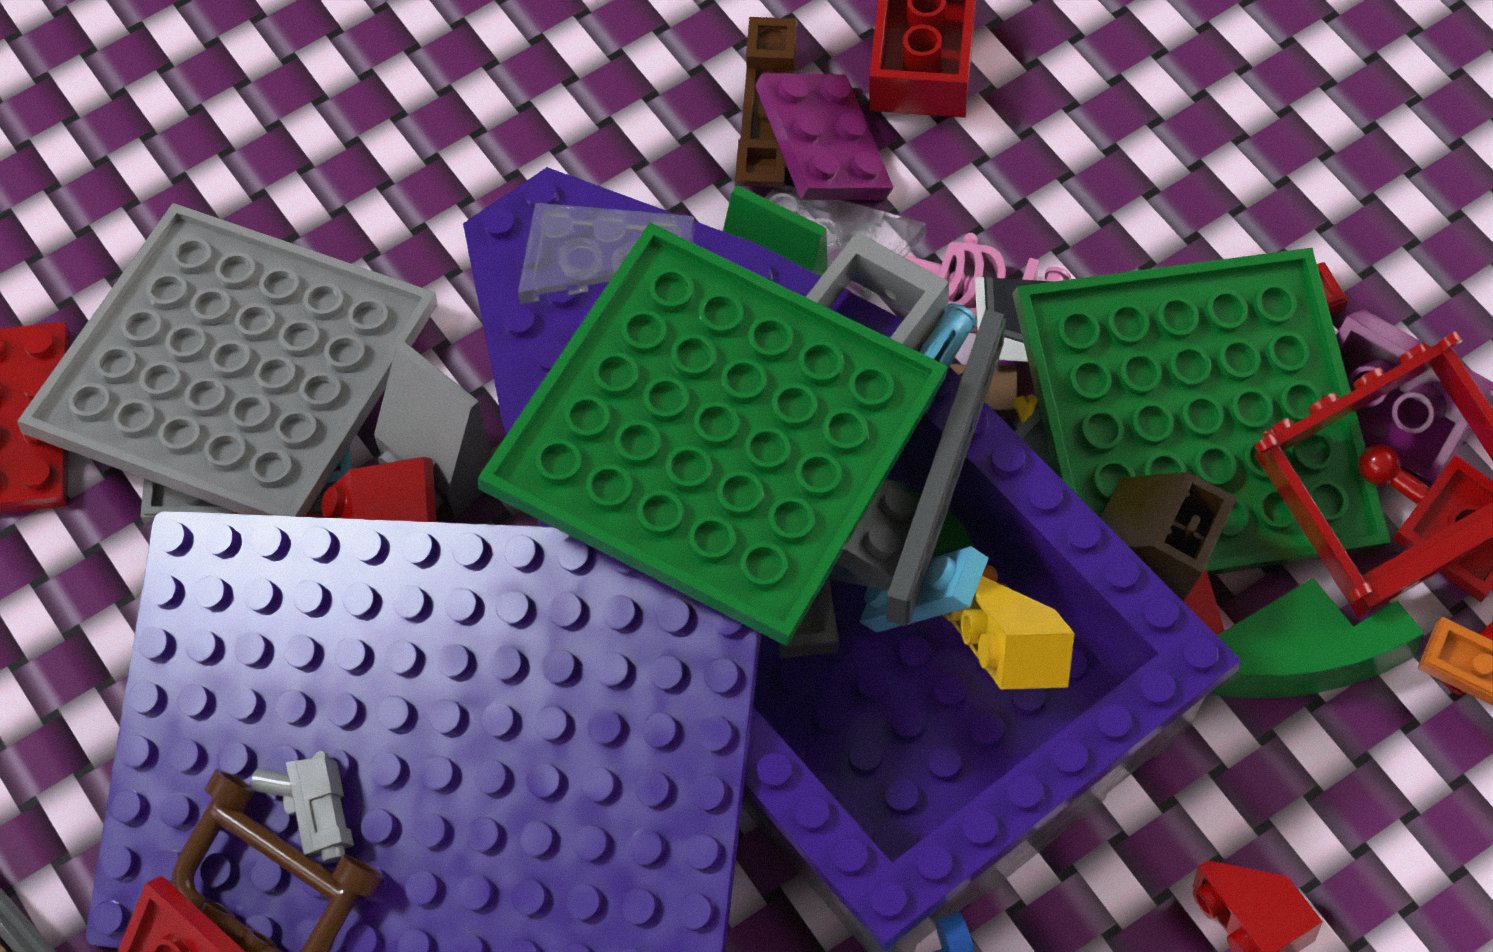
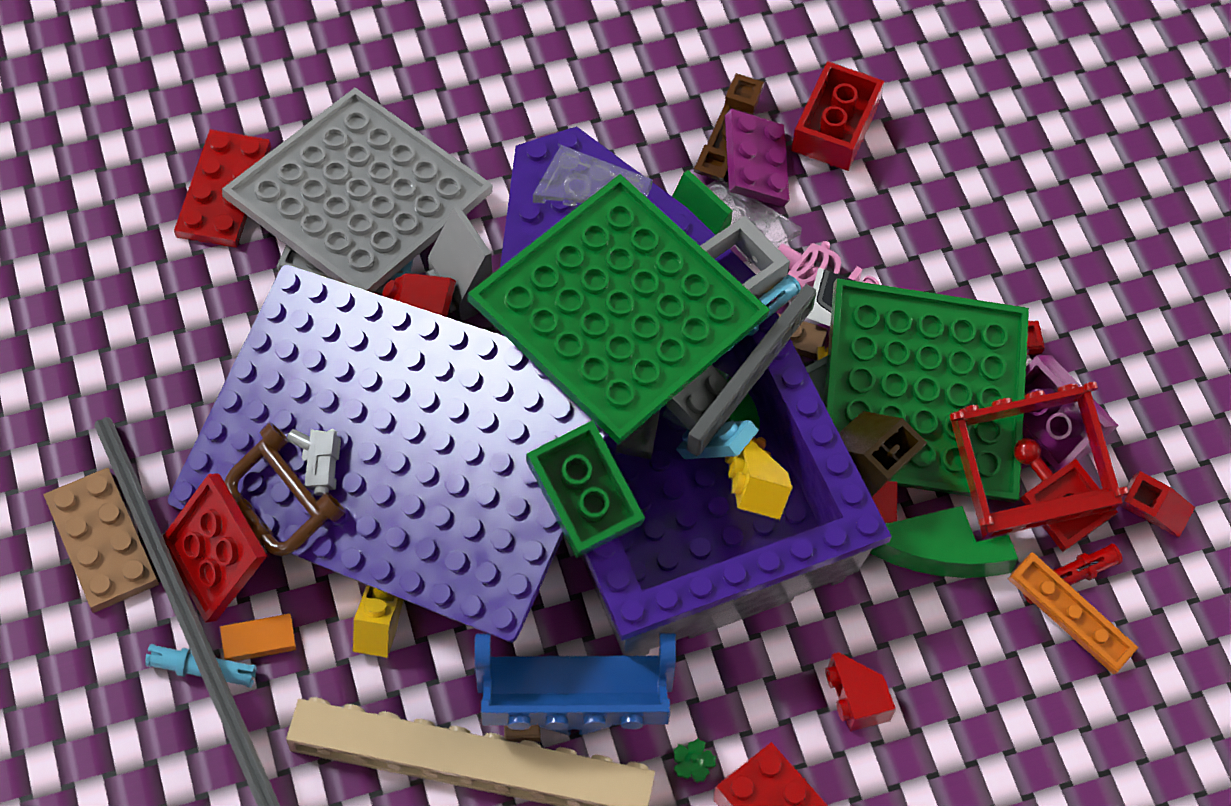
camera: 10 degrees right, 0 degrees up
(757, 731) = (584, 488): none -> green brick

